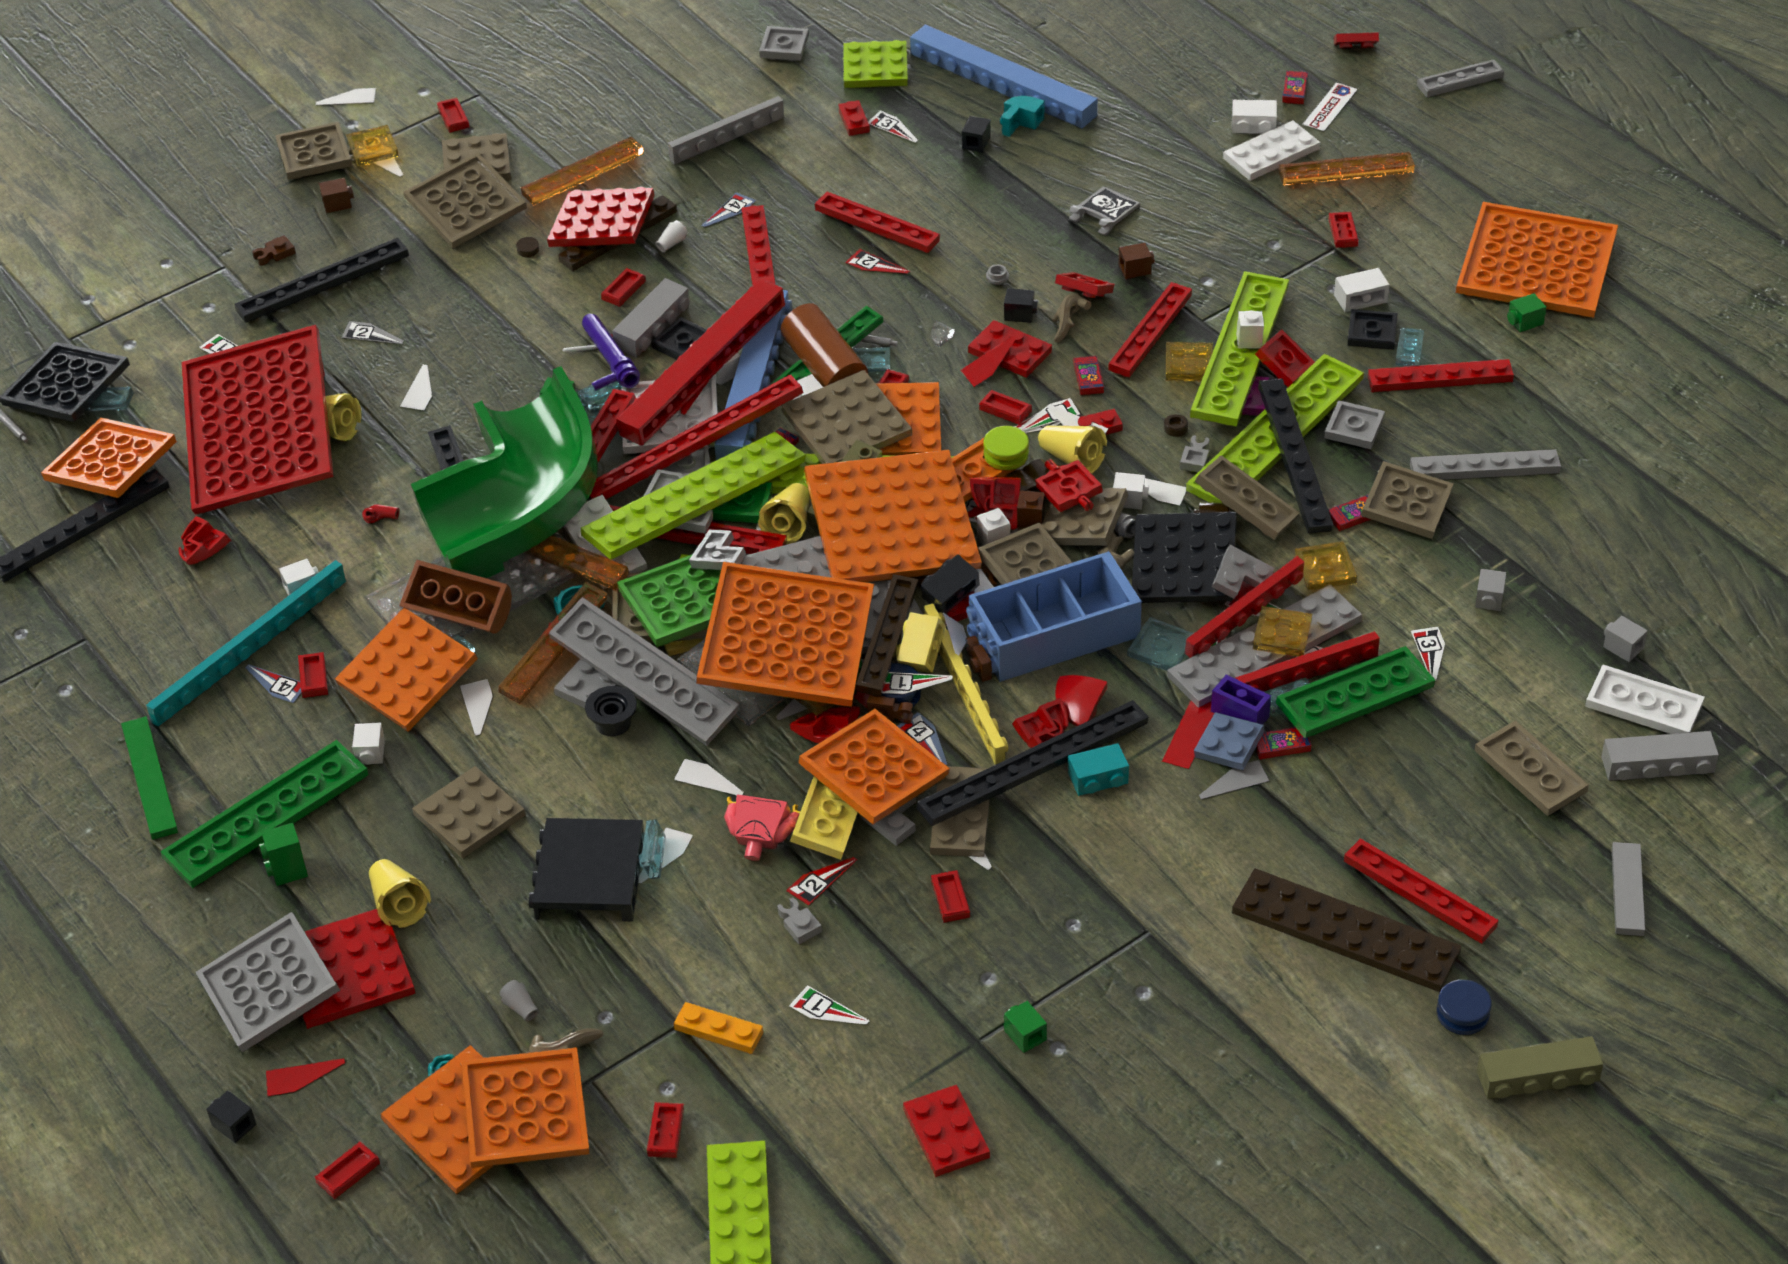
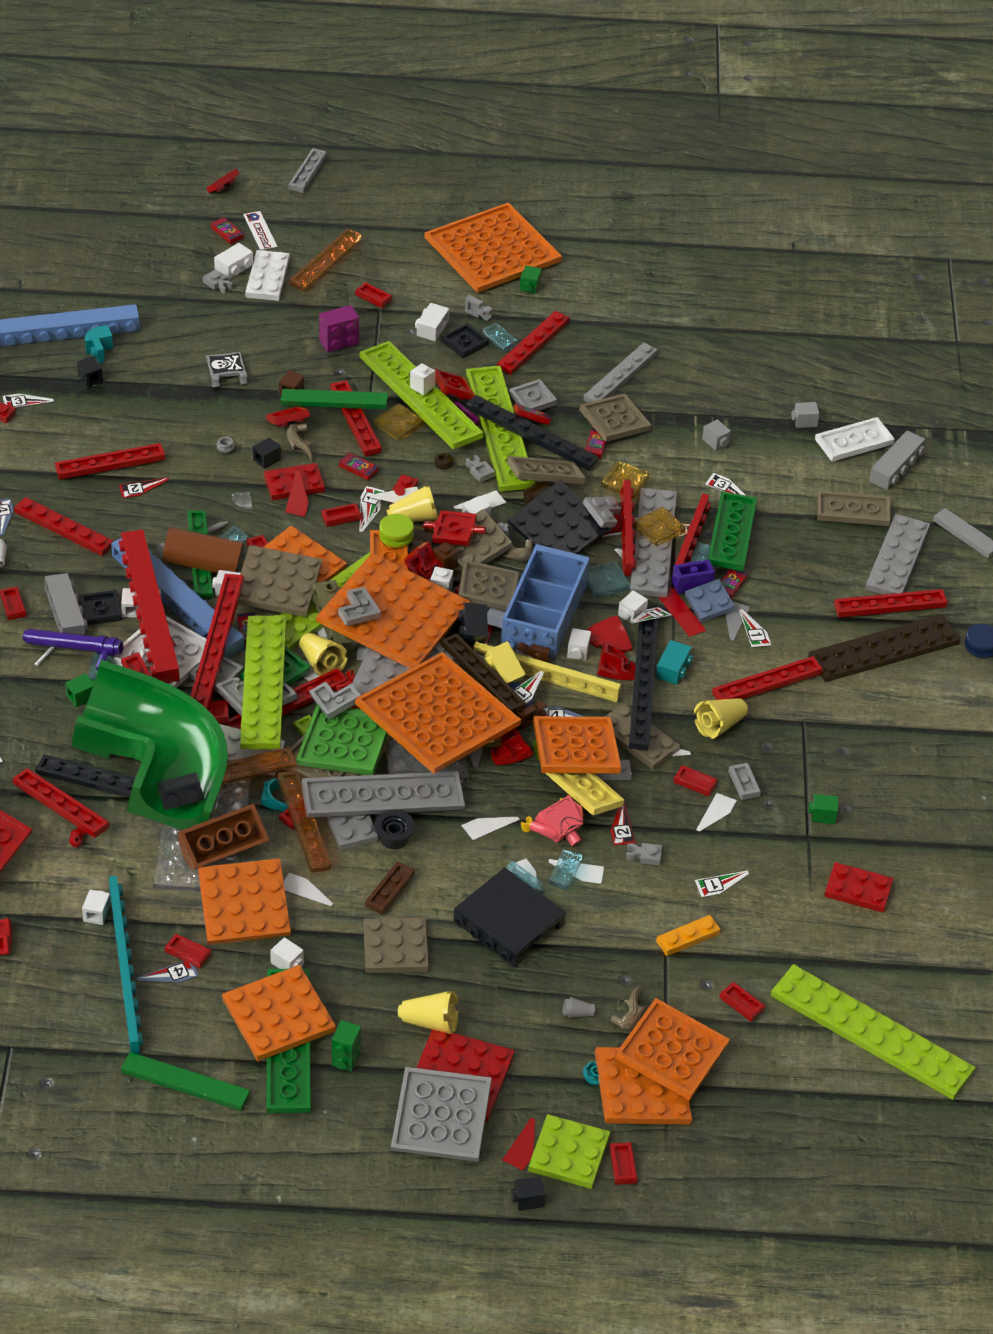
camera: 55 degrees left, 0 degrees up
(284, 781) = (278, 1013): none -> orange plate
(323, 1116) = (569, 1151): none -> lime plate
(399, 474) = (61, 803): none -> red plate
(454, 522) = (180, 791): none -> black brick
(536, 758) = (389, 888): none -> reddish brown plate
(625, 496) = (220, 711): none -> red tile
(701, 872) = (565, 870): none -> clear light blue plate
(721, 888) = (587, 872): none -> white sticker
(847, 489) = (362, 607): none -> light grey plate
(932, 941) = (719, 807): none -> white sticker
(991, 935) = (744, 781): none -> light grey plate
(1033, 682) = (579, 644): none -> white brick
(1062, 853) = (718, 716): none -> light yellow cone
(1140, 687) = (632, 606): none -> white brick
(1147, 708) = (651, 614): none -> sticker
(1150, 297) = (336, 399): none -> green tile
(1166, 861) = (768, 680): none -> red plate
(1216, 126) = (217, 280): none -> light grey plate
(1236, 807) = (756, 634): none -> sticker
(1250, 235) = (339, 328): none -> magenta brick
(1322, 437) = (531, 414): none -> red tile
(1428, 304) = (475, 307): none -> light grey plate
(1509, 852) = (897, 555): none -> light grey plate

